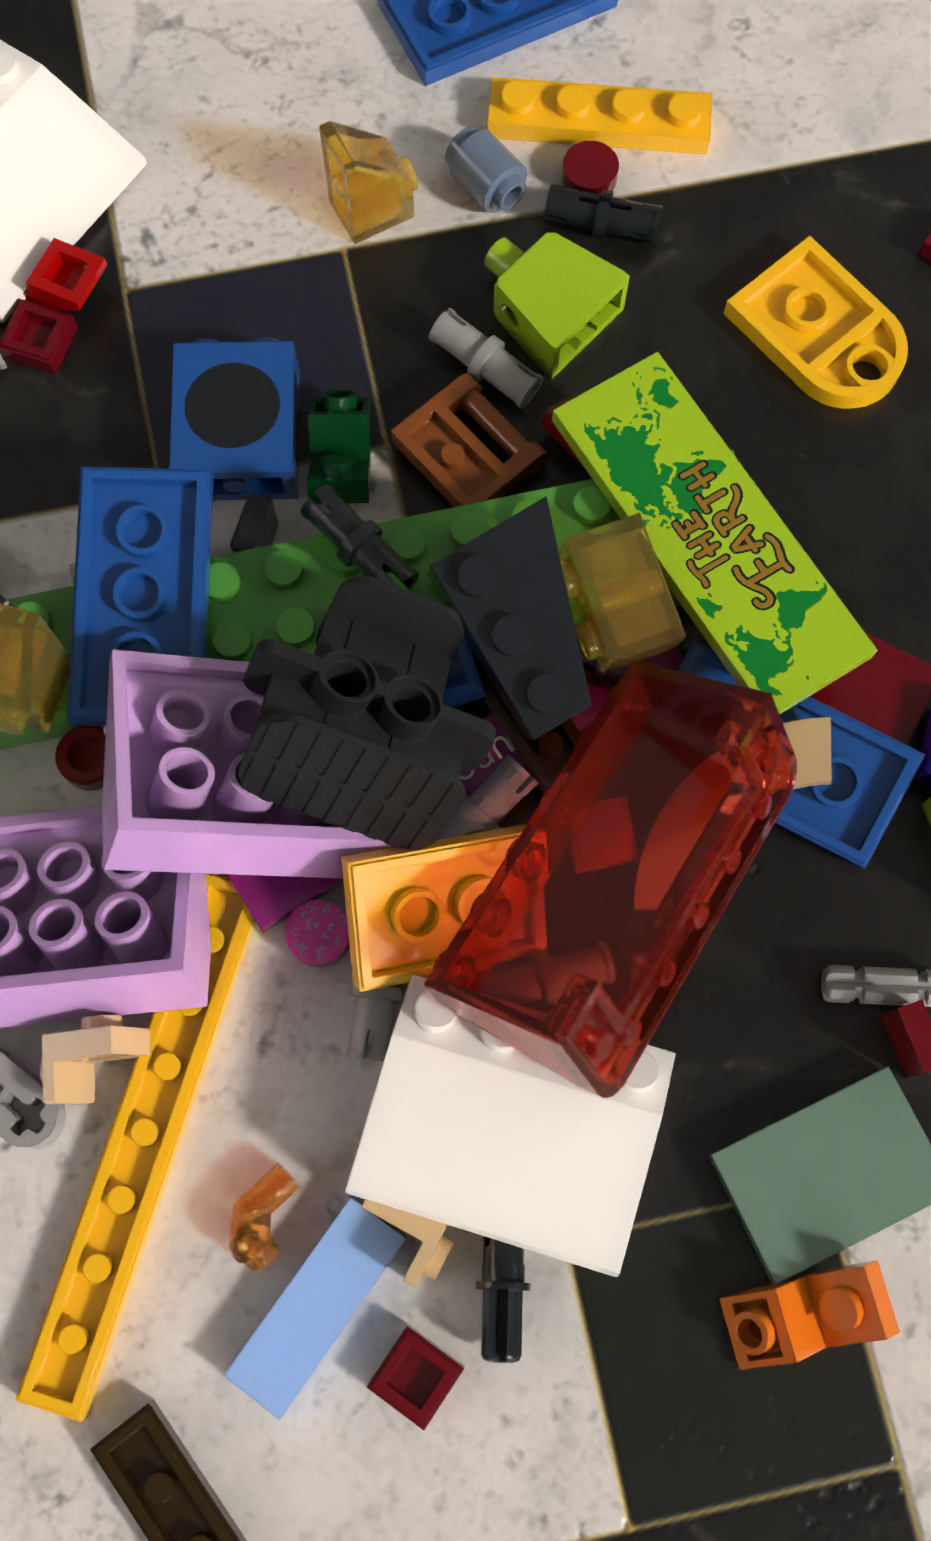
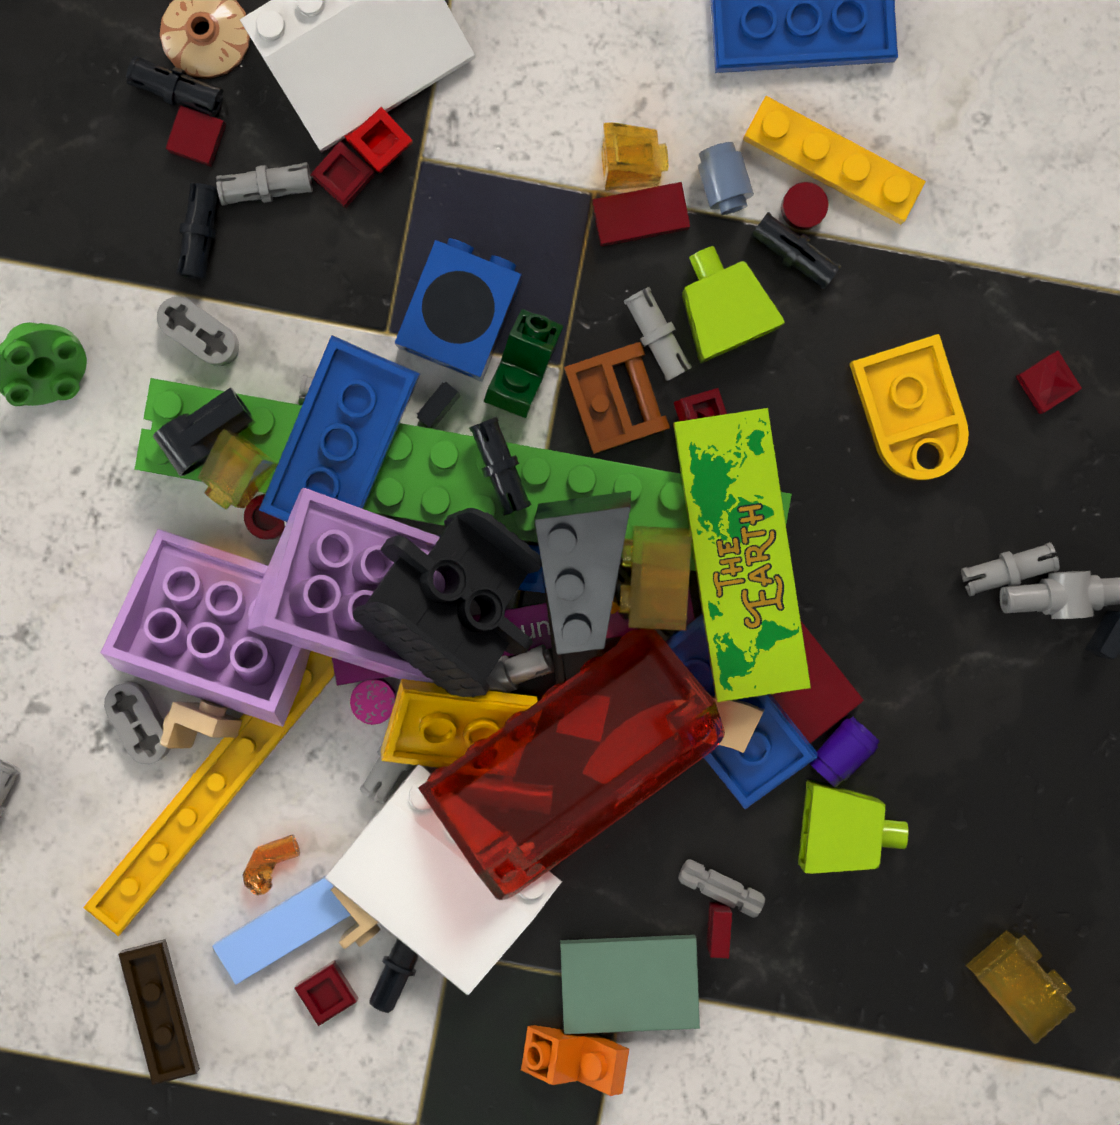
camera: 30 degrees right, 15 degrees up
(407, 247) = (641, 214): none -> dark red tile

